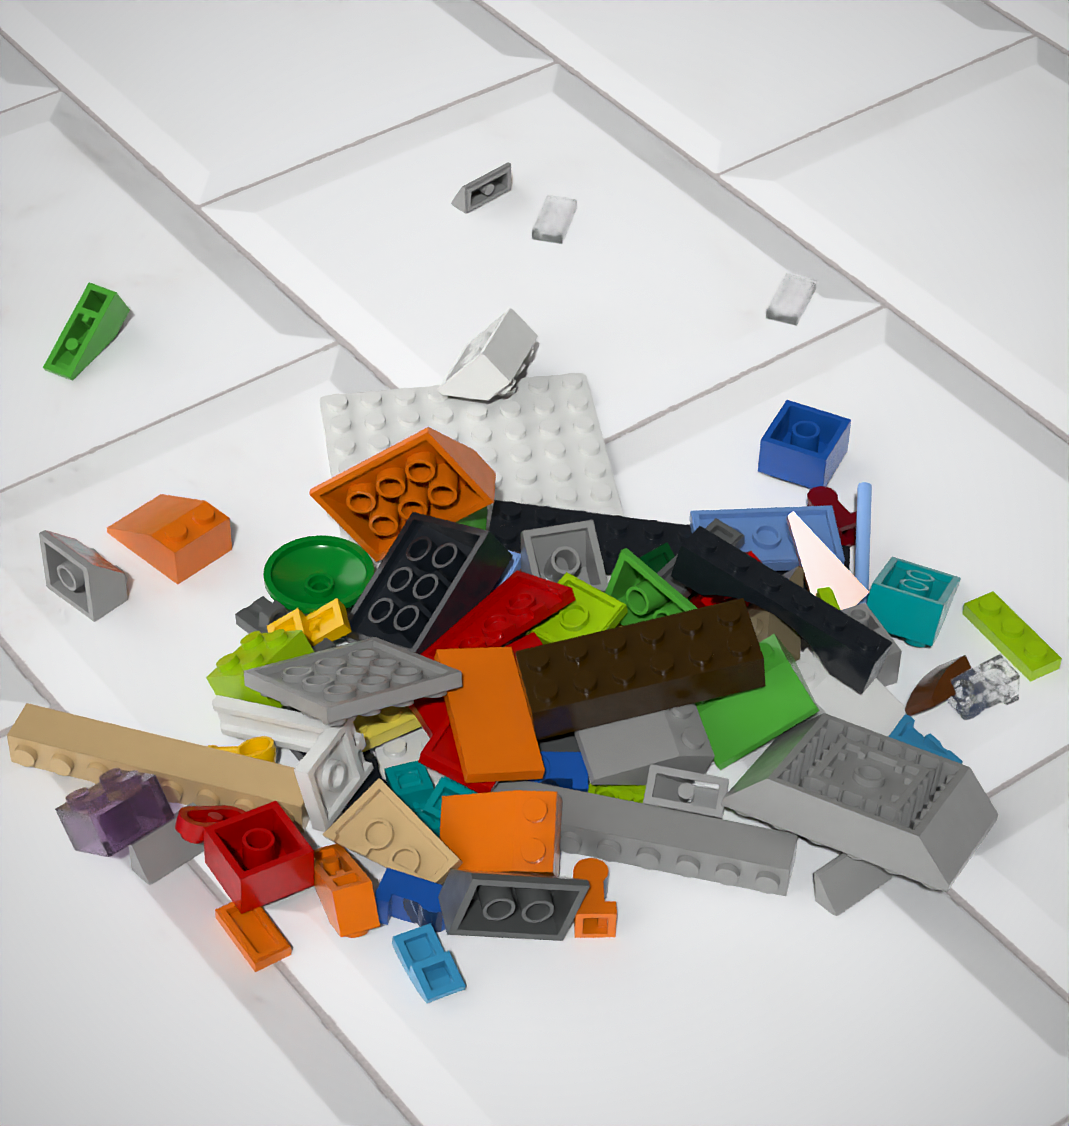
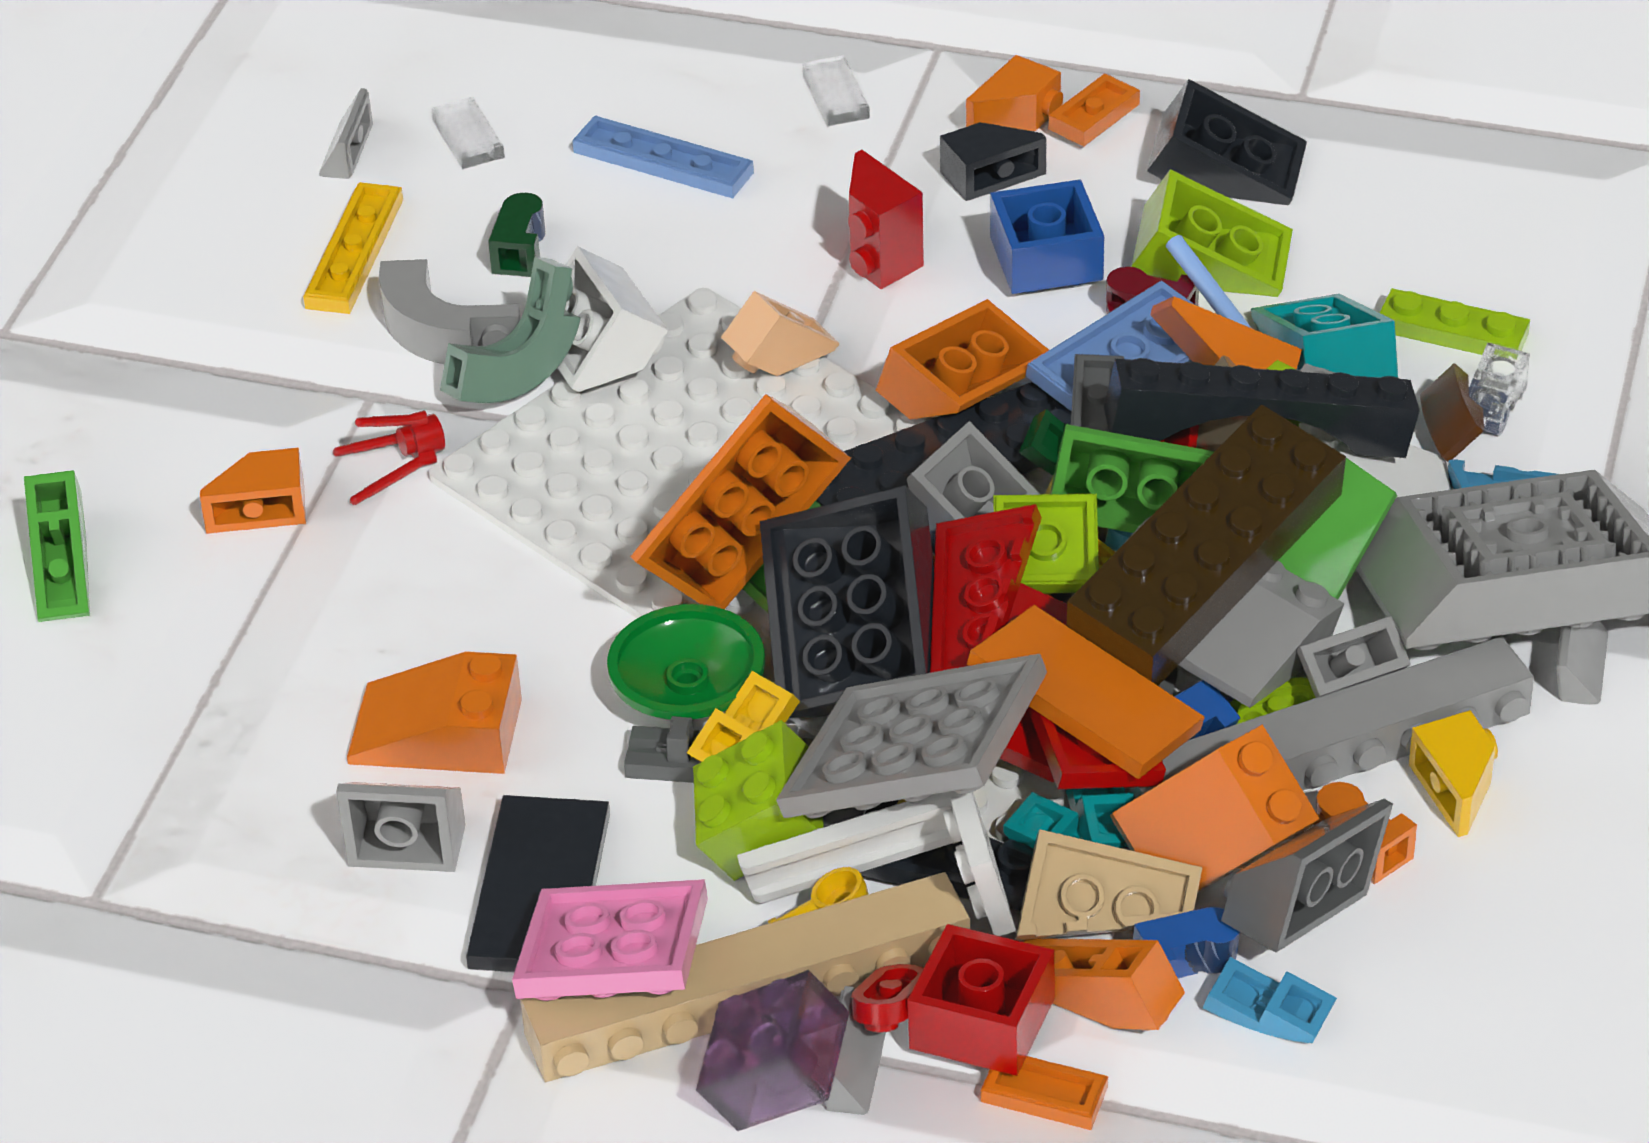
camera: 35 degrees left, 0 degrees up
(99, 699) = (611, 940): none -> bright pink plate
(122, 654) = (533, 848): none -> black tile
(215, 359) = (256, 493): none -> orange slope
(330, 373) = (419, 437): none -> red plant
(409, 323) = (427, 323): none -> light grey arch
(421, 252) = (353, 248): none -> yellow tile
(427, 360) = (527, 353): none -> sand green arch
(510, 288) = (517, 235): none -> dark green leg
(577, 420) = (775, 337): none -> light nougat slope
(648, 287) = (663, 156): none -> medium blue tile
(658, 487) = (957, 362): none -> orange slope
(692, 898) = (1454, 766): none -> yellow slope
(708, 385) = (883, 222): none -> red slope
(831, 384) = (990, 158): none -> black slope
(884, 356) = (1016, 96): none -> orange slope
(911, 502) = (1231, 240): none -> lime slope
(931, 387) = (1094, 109): none -> orange plate
(982, 452) = (1226, 148): none -> black slope

